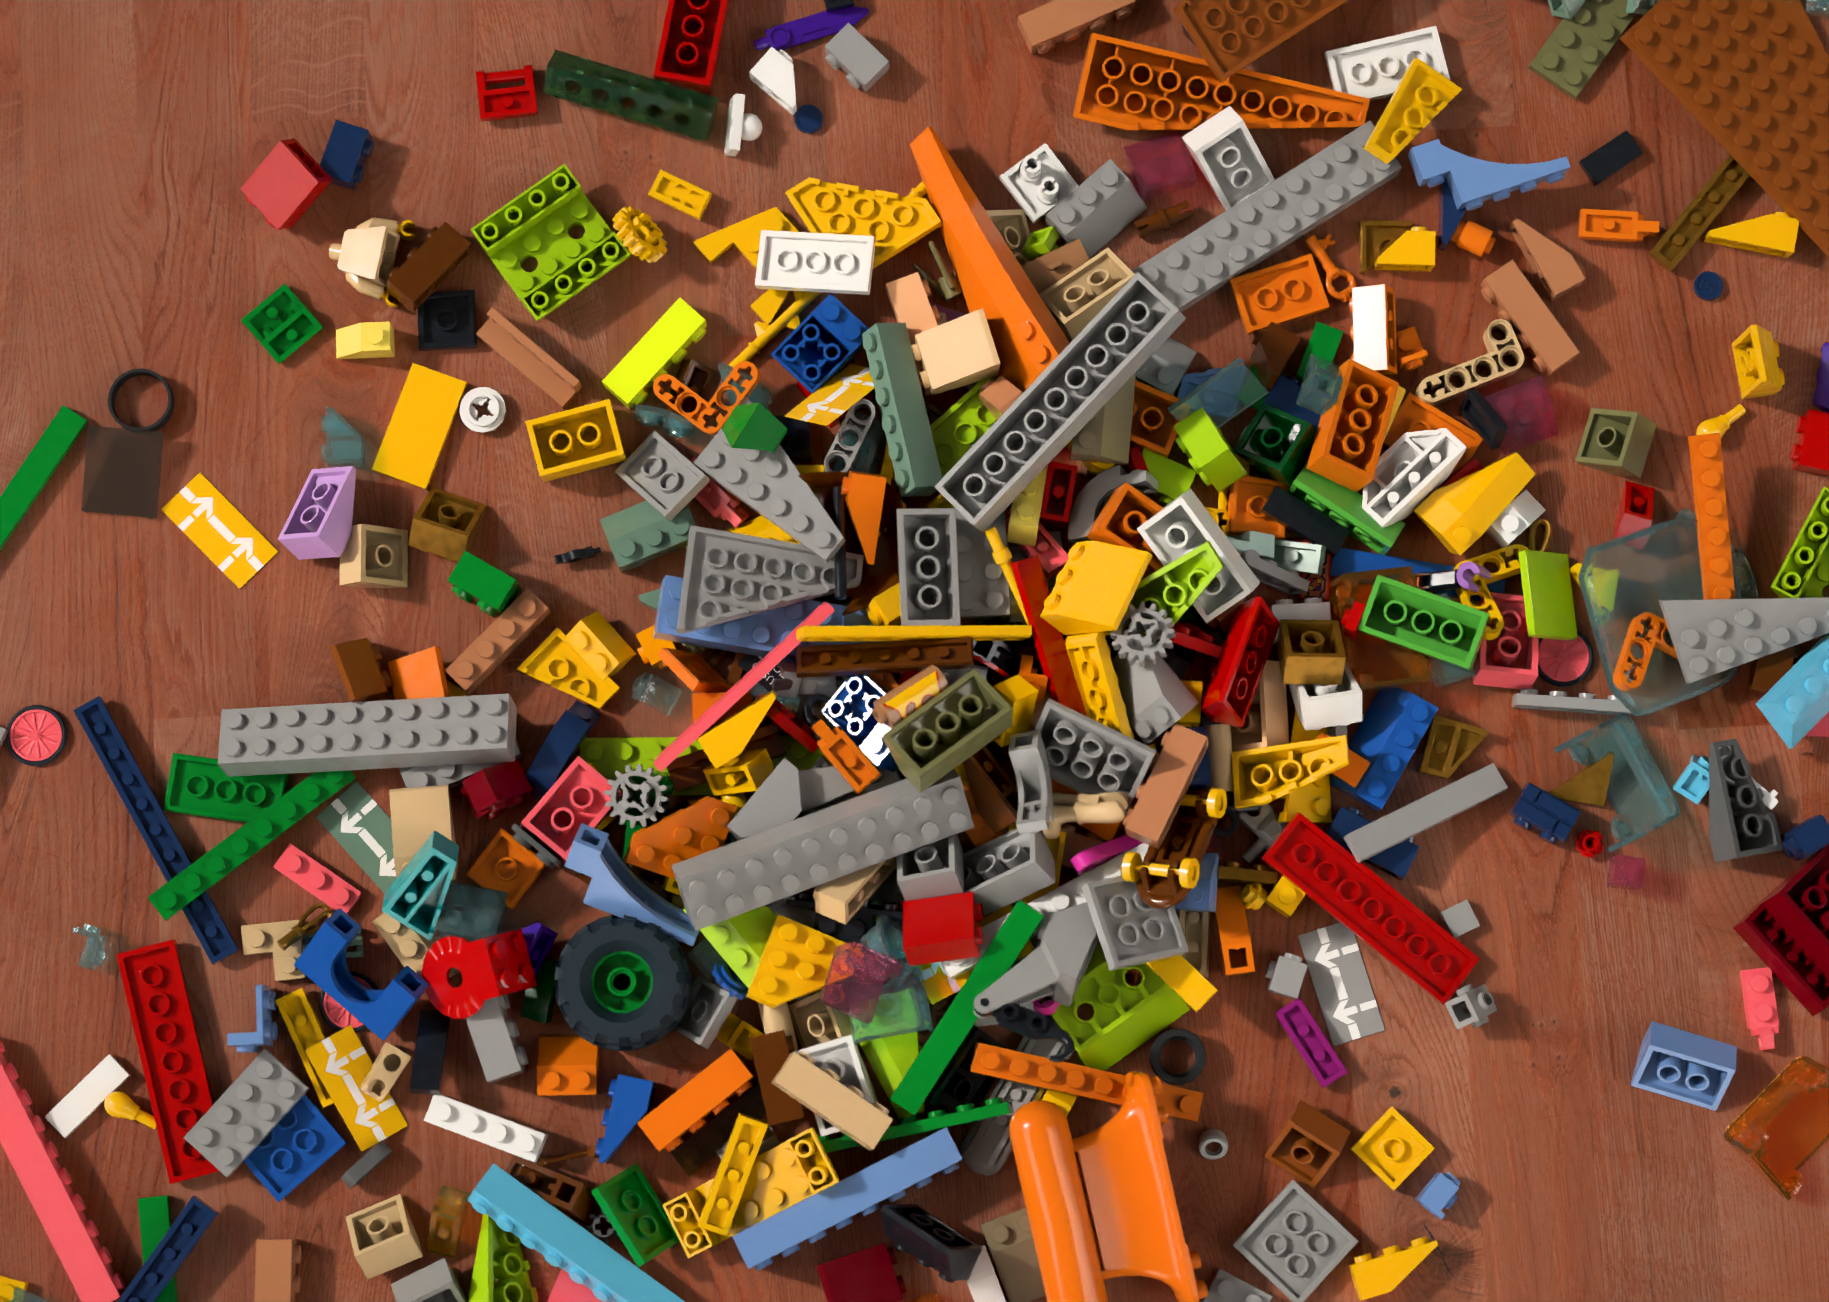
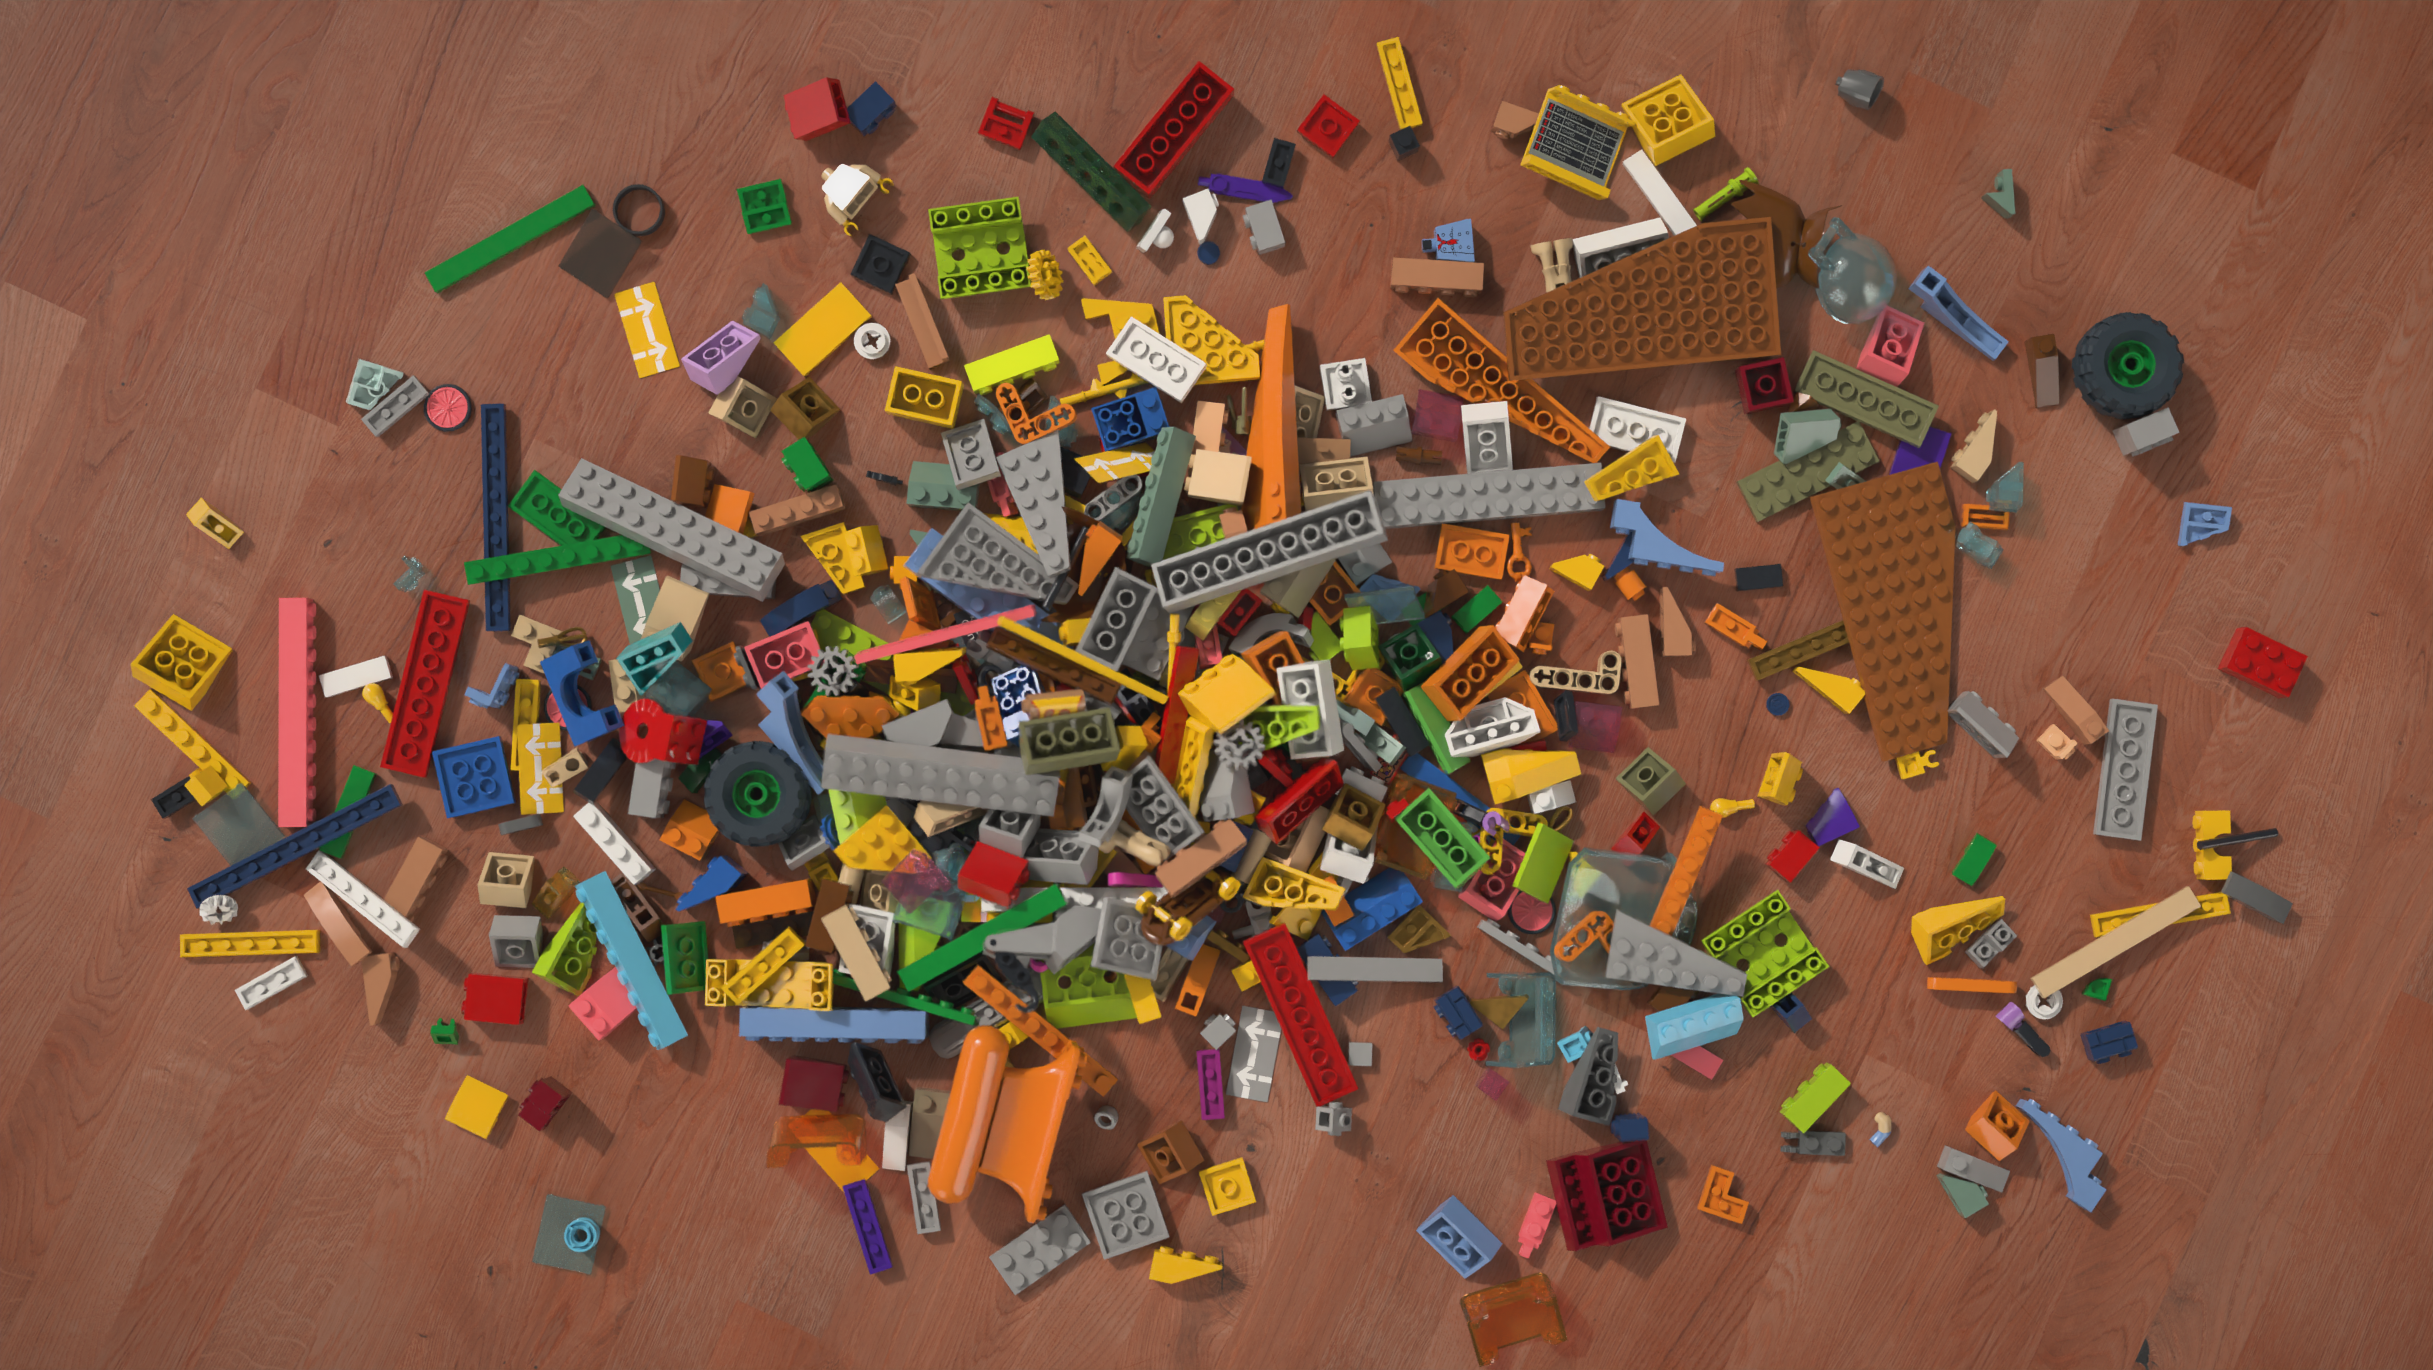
camera: 25 degrees right, 5 degrees up
(246, 1113) = (456, 746): light grey plate -> none
(317, 879) = (588, 610): coral plate -> none
(365, 341) = (816, 249): light yellow slope -> none
(428, 266) = (885, 219): reddish brown brick -> none
(495, 789) = (740, 613): dark red brick -> none
(754, 428) = (1048, 456): green slope -> none
(1040, 242) = (1323, 428): lime tile -> none
(1194, 1042) = (1108, 1062): black tyre -> none
(1253, 896) = (1225, 963): yellow plate -> none
(1320, 385) = (1463, 632): clear light blue slope -> none
(1377, 237) = (1562, 548): pearl gold tile -> none
(1439, 1194) = (1242, 1234): medium blue brick -> none

